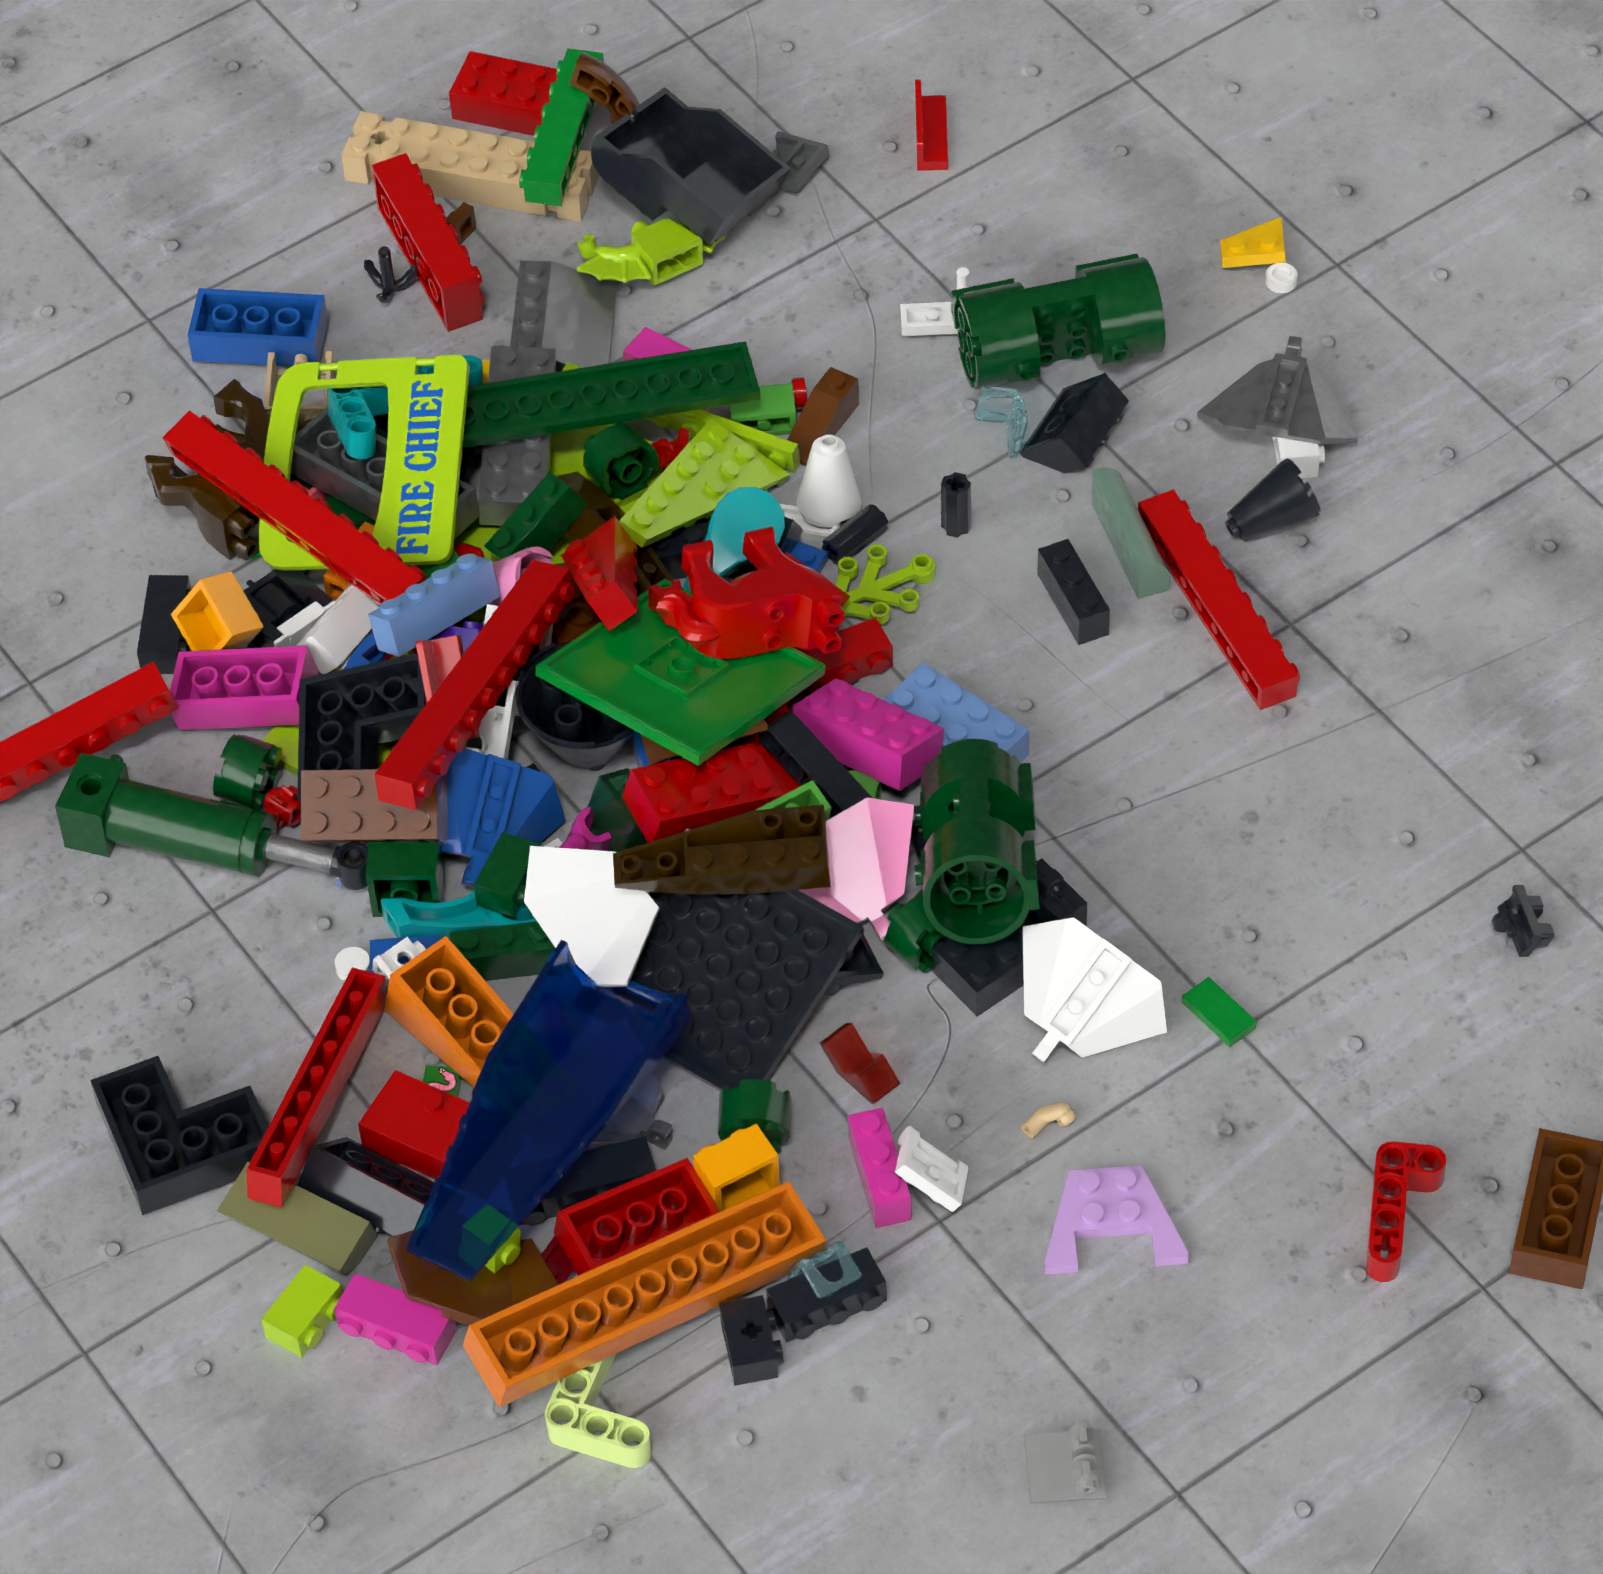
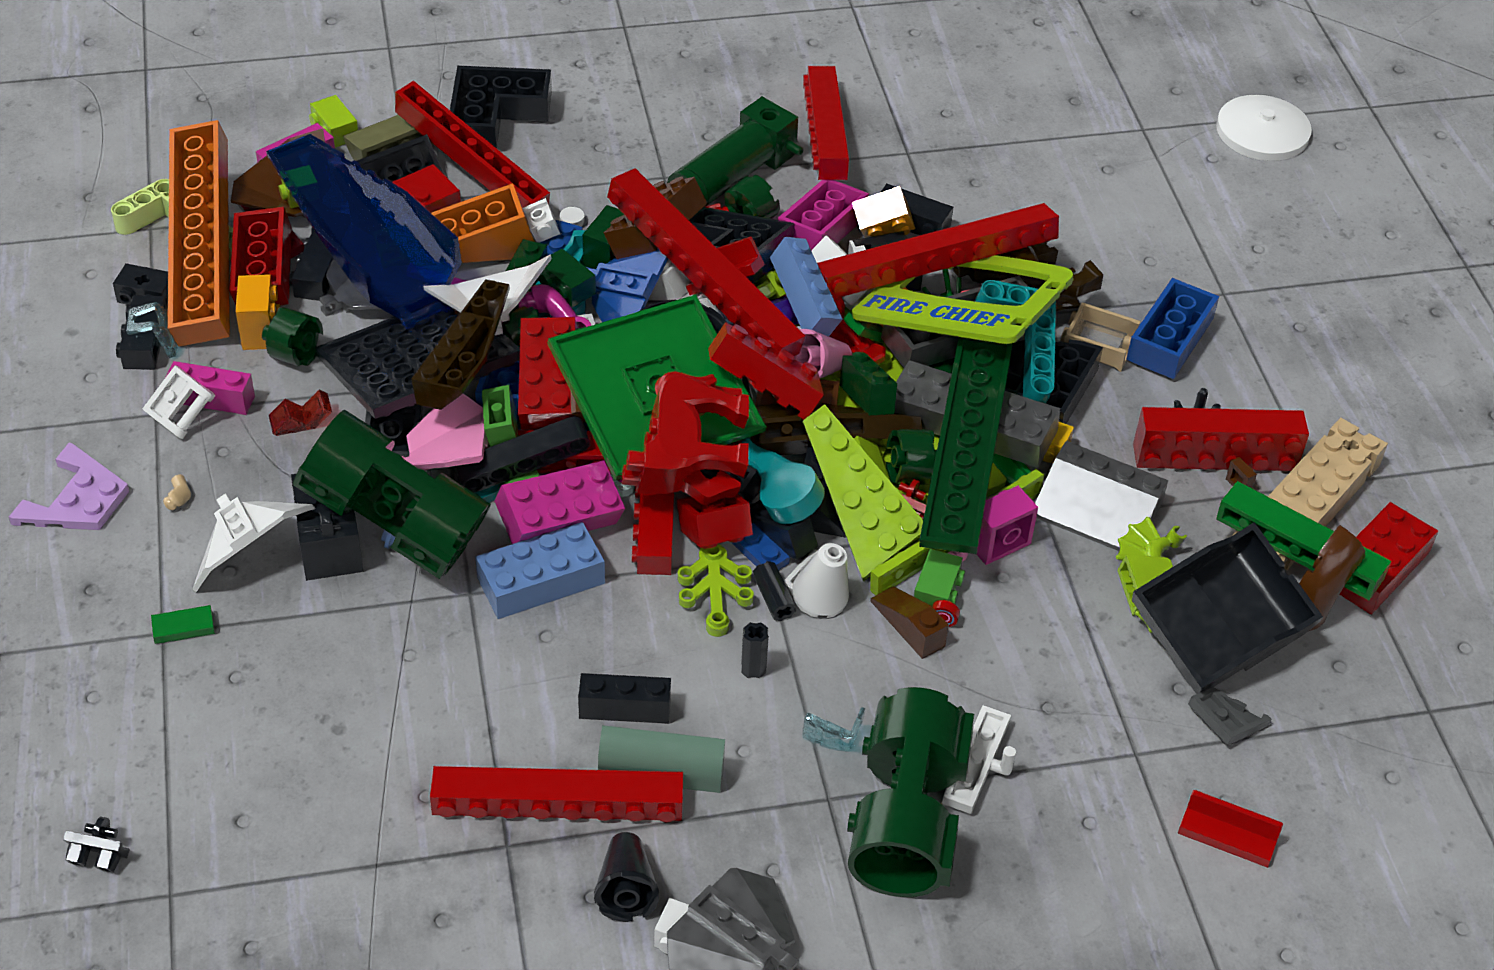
camera: 110 degrees right, 5 degrees down
(1076, 425) = (804, 780): black slope -> none

